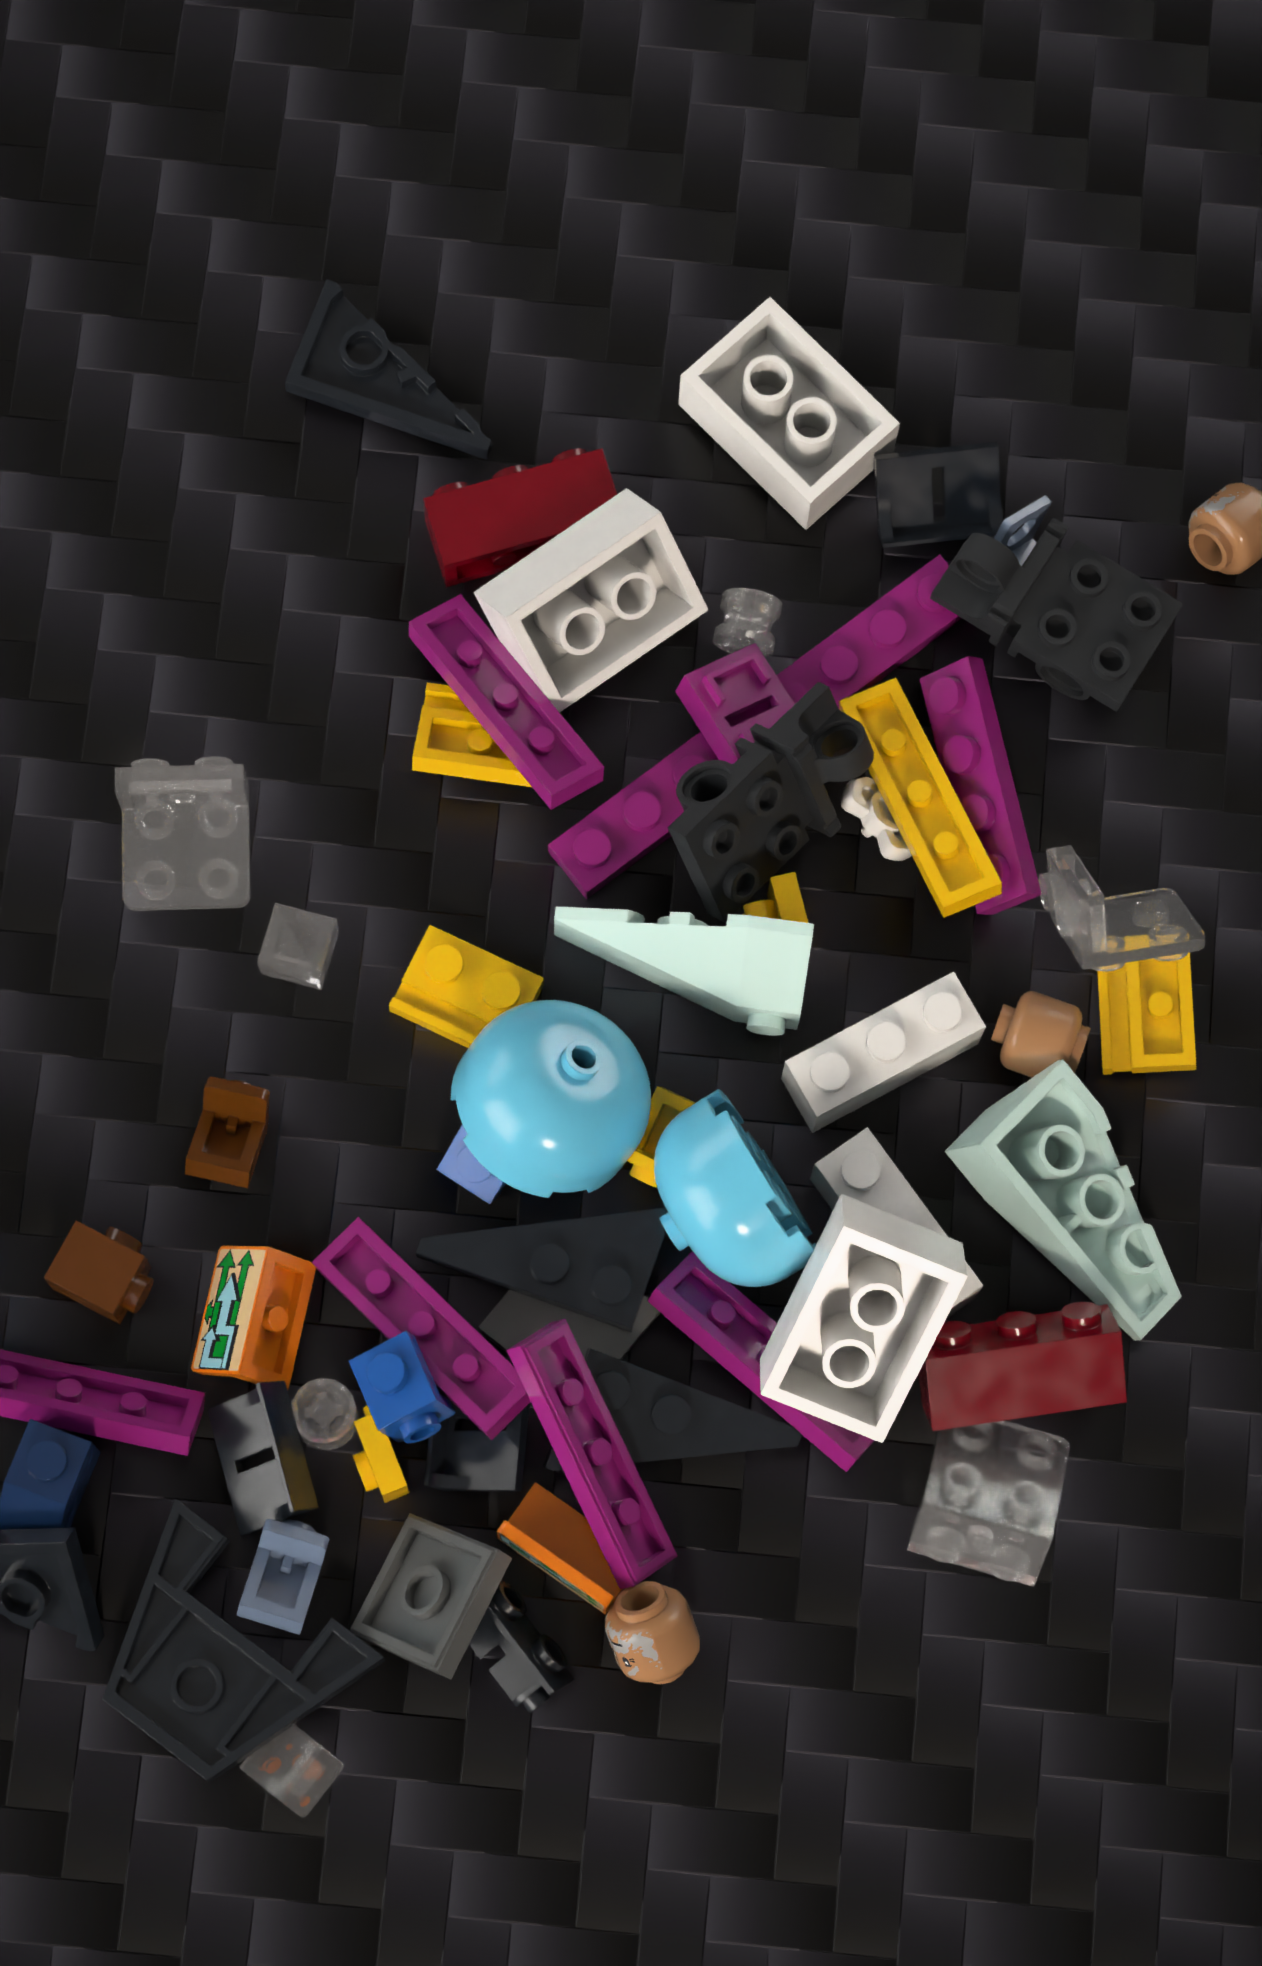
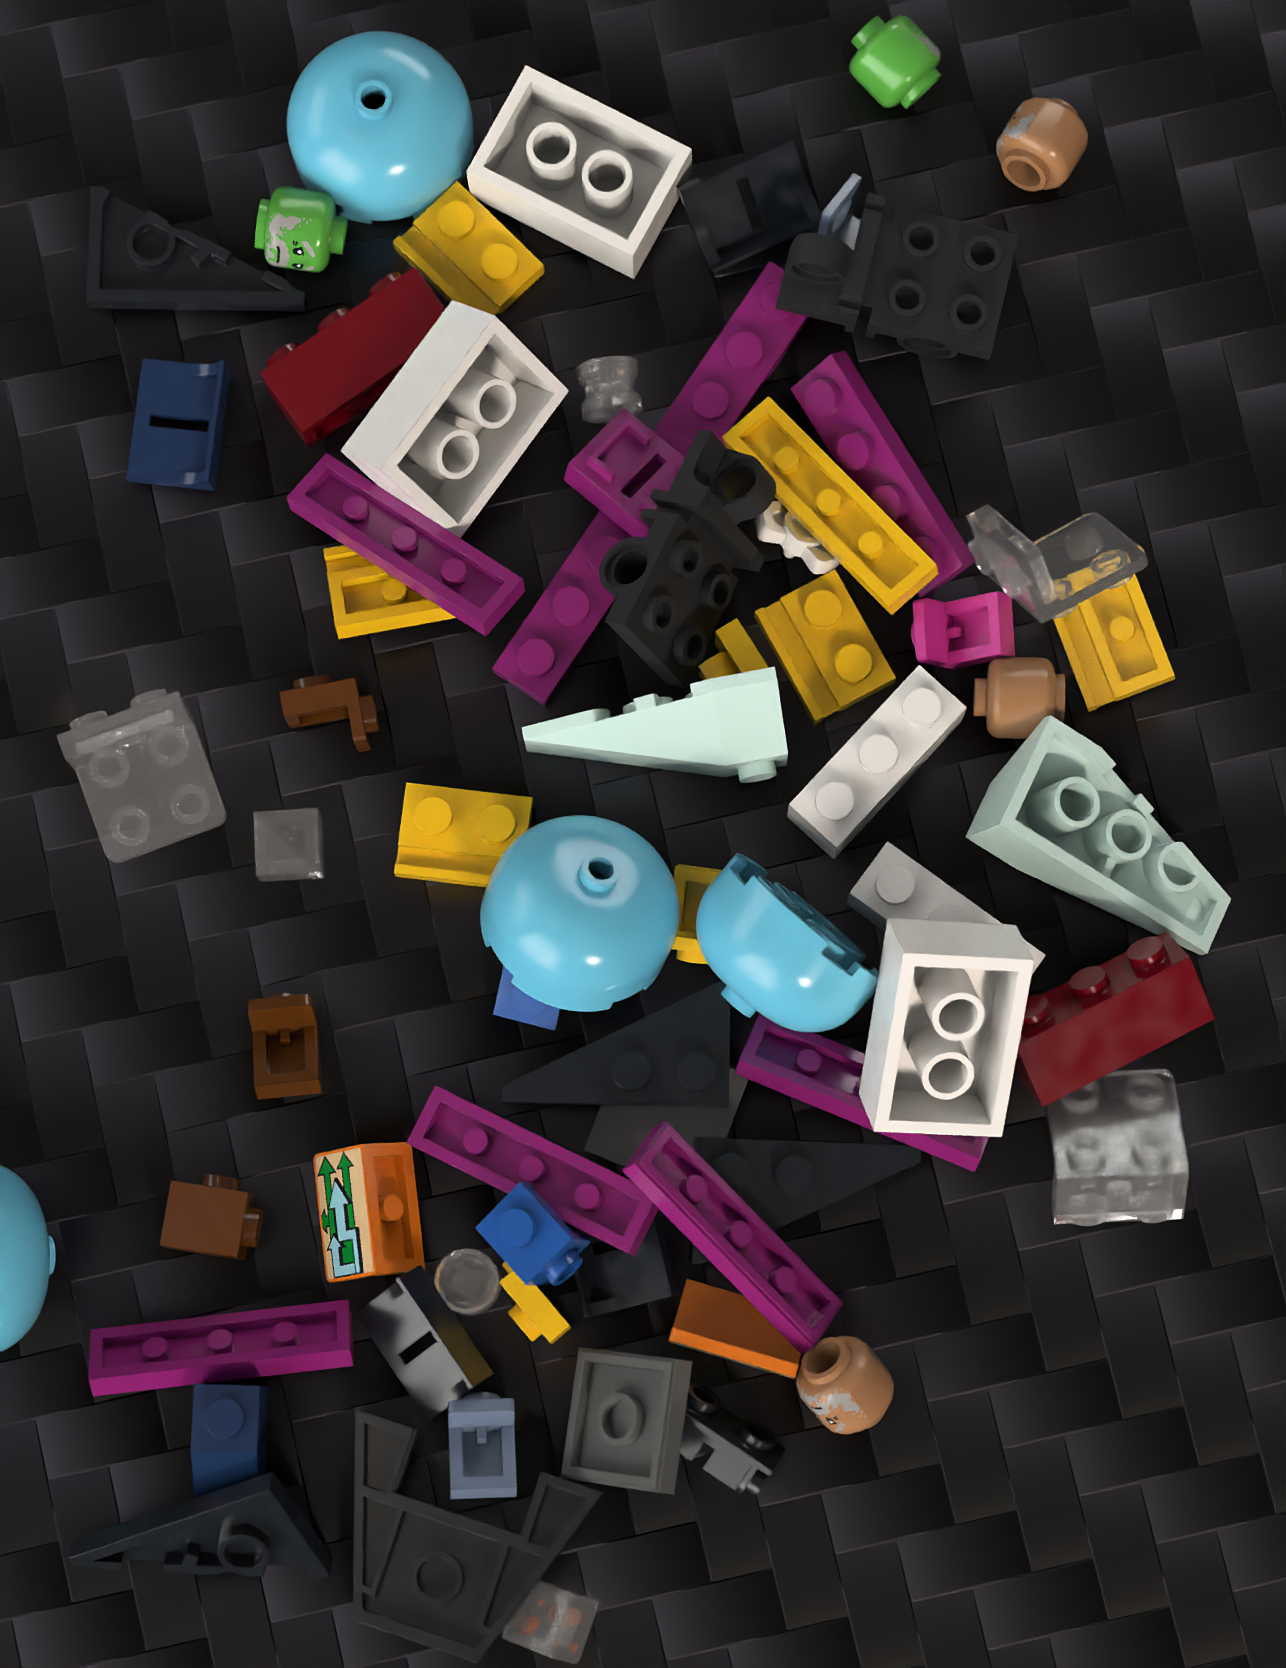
camera: 10 degrees left, 5 degrees up
(344, 497) = (184, 394): none -> dark blue piece
(377, 822) = (321, 700): none -> reddish brown bracket
(507, 381) = (299, 229): none -> bright green head
(615, 313) = (380, 126): none -> medium azure cylinder
(658, 455) = (468, 253): none -> yellow plate
(871, 930) = (824, 647): none -> yellow plate
(1007, 956) = (963, 630): none -> dark pink bracket
(1120, 408) = (895, 61): none -> bright green head

